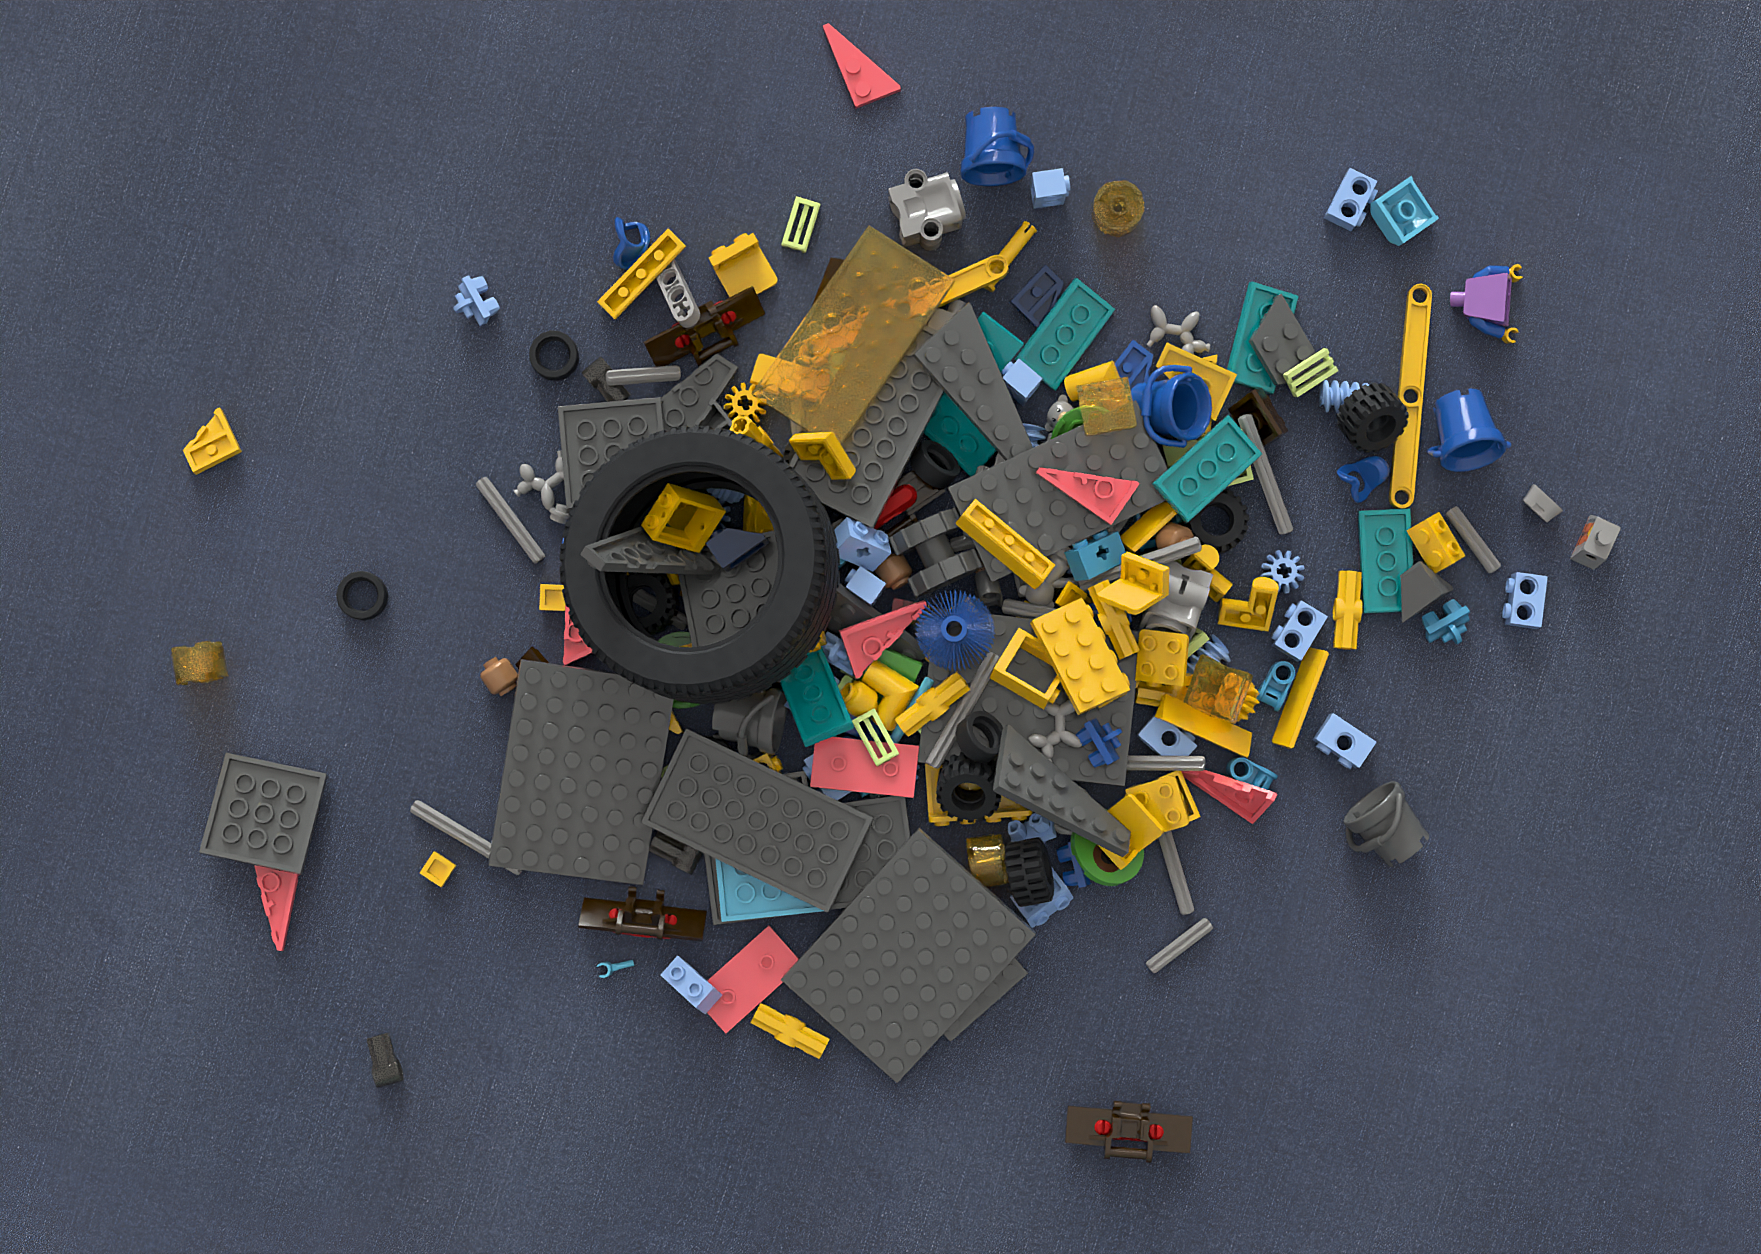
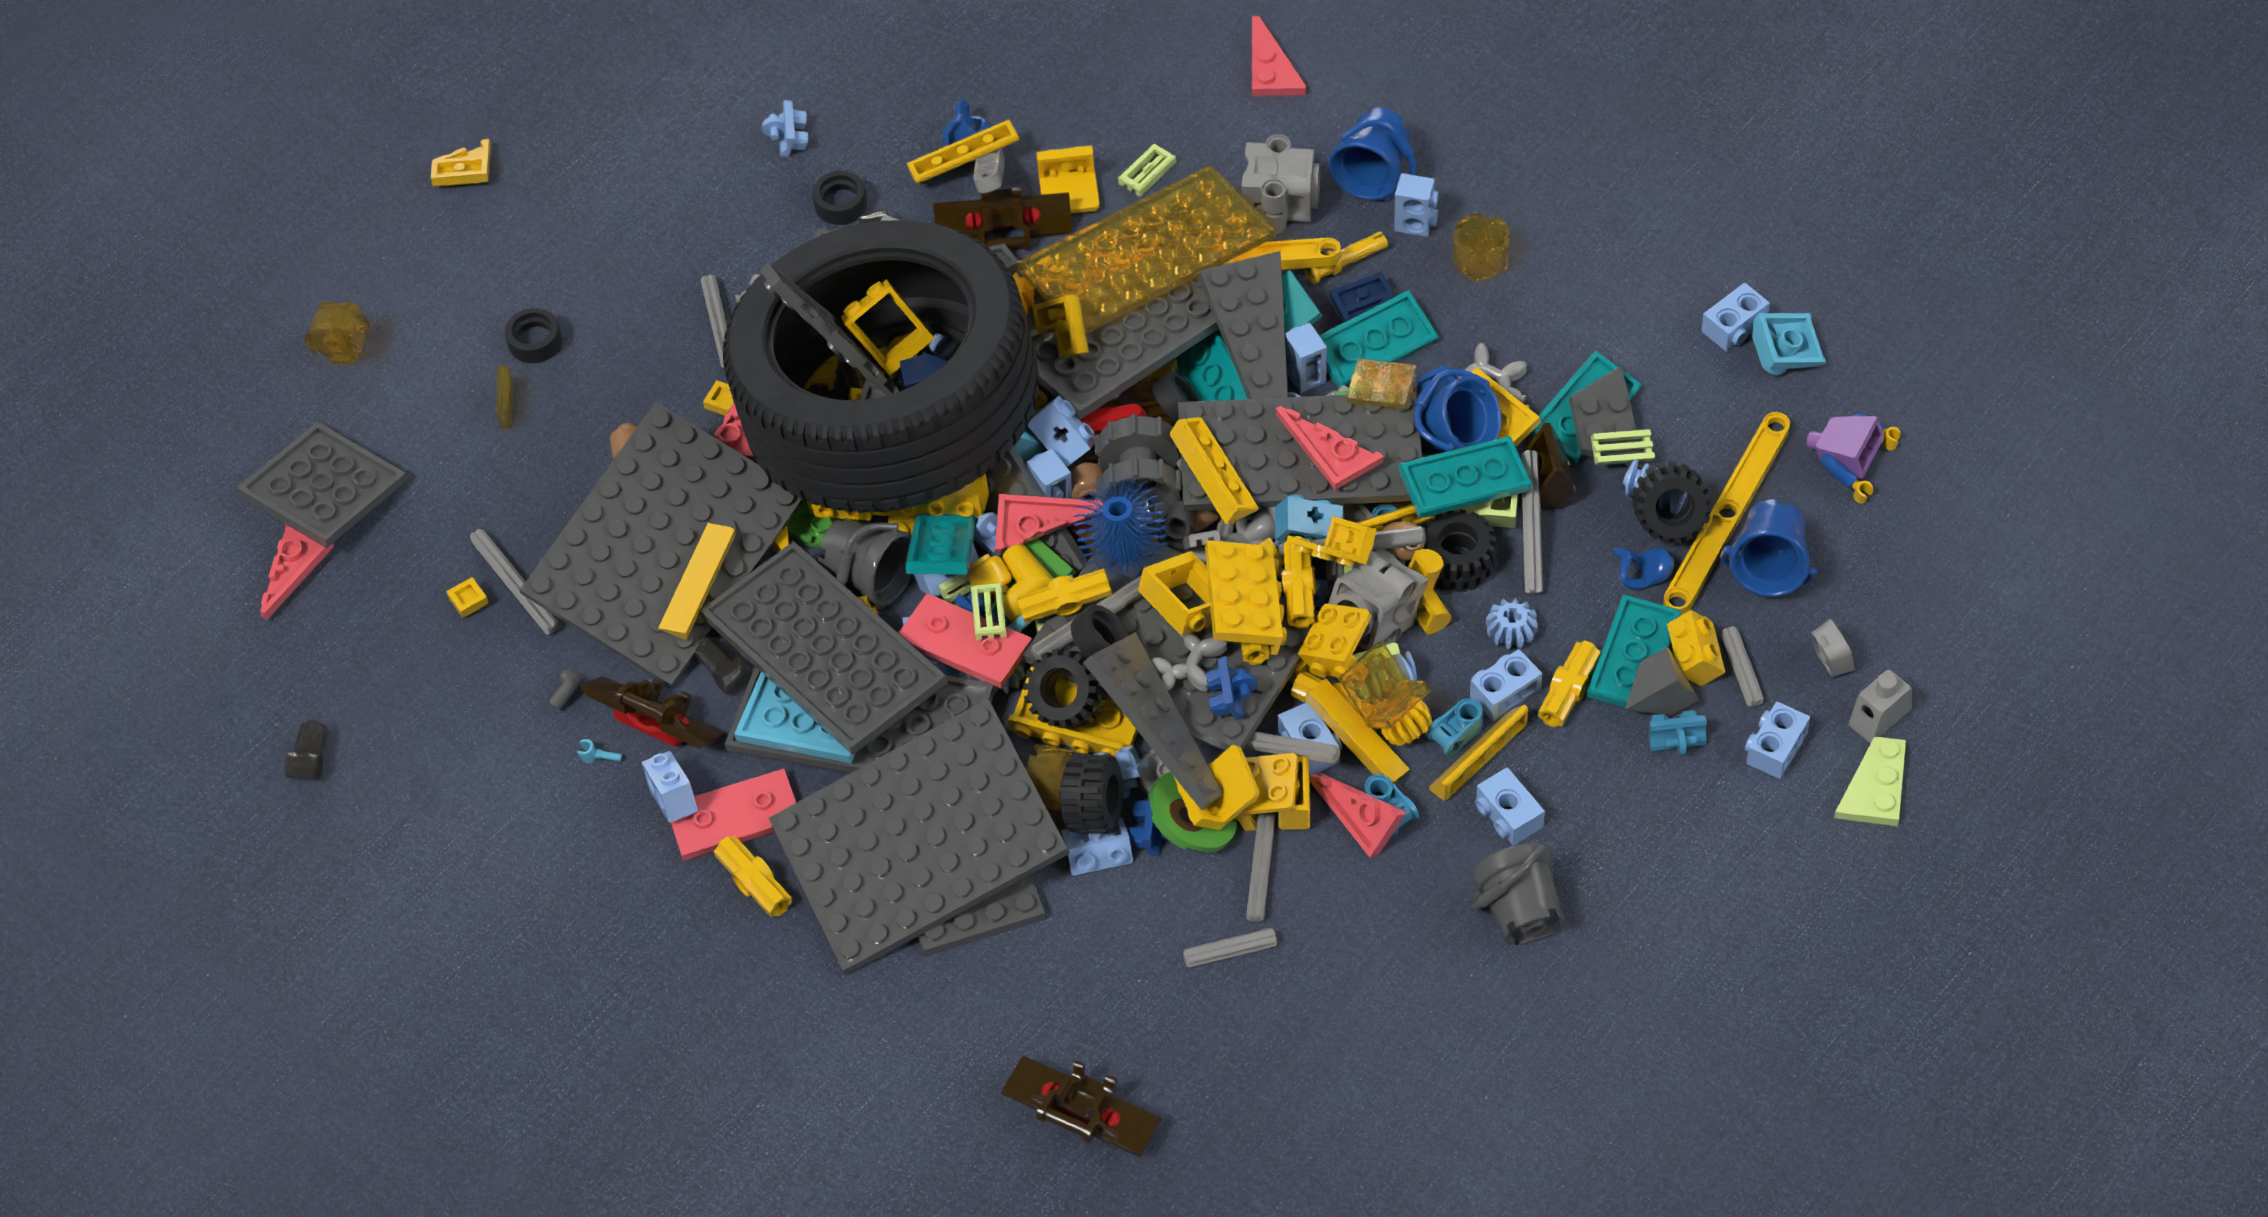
camera: 25 degrees right, 30 degrees down
(370, 667) = (504, 397): none -> clear yellow tile
(562, 921) = (570, 682): none -> dark grey arm
(627, 798) = (697, 580): none -> yellow slope
(1024, 615) = (1200, 539): none -> light grey tile
(1254, 613) = (1462, 649): yellow brick -> none
(1611, 607) = (1877, 785): none -> yellowish green wing

